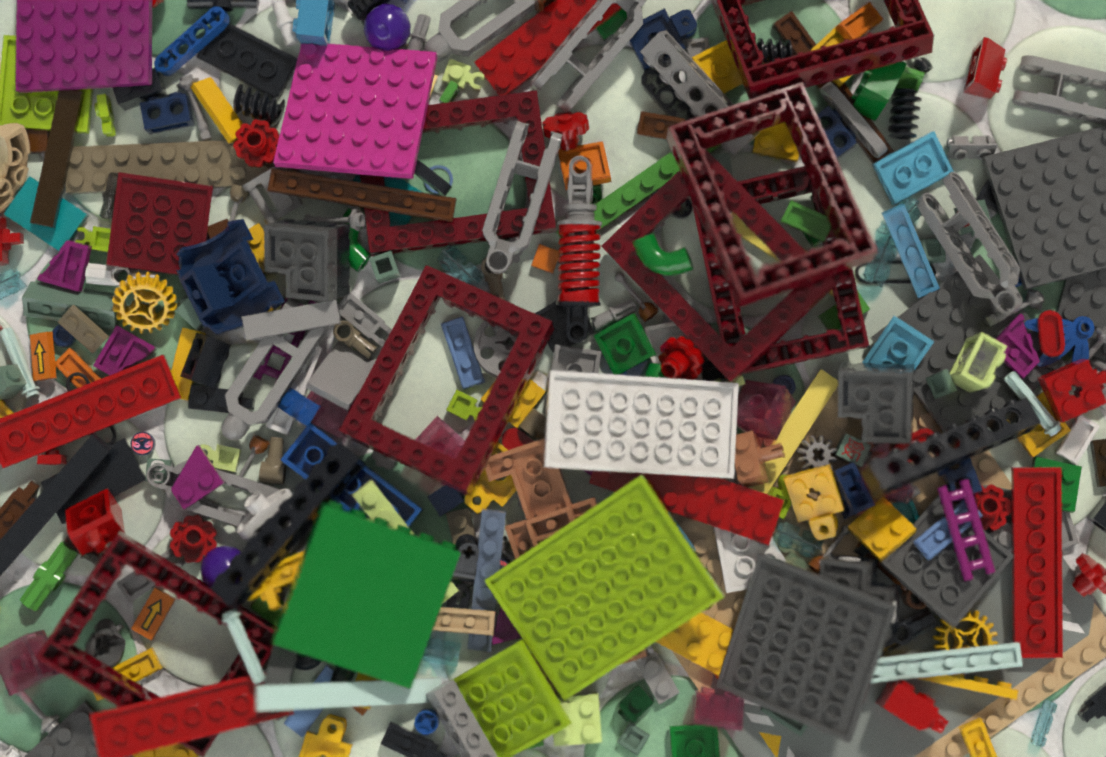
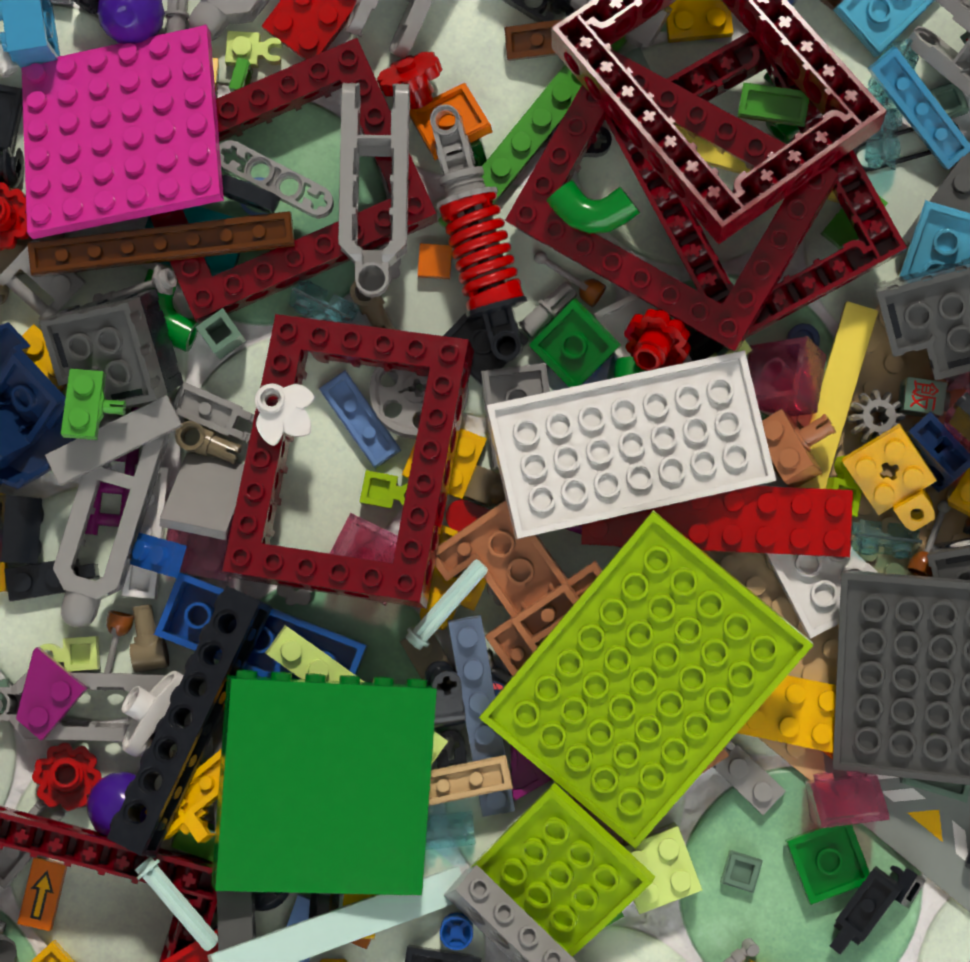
camera: 15 degrees left, 0 degrees up
(280, 291) = (87, 404): none -> bright green plate
(411, 338) = (287, 415): none -> white plate
(445, 499) = (393, 622): dark blue brick -> none
(450, 174) = (276, 176): none -> light grey beam
(483, 498) = (446, 605): none -> light aqua axle
(634, 704) = (729, 825): dark green bracket -> none

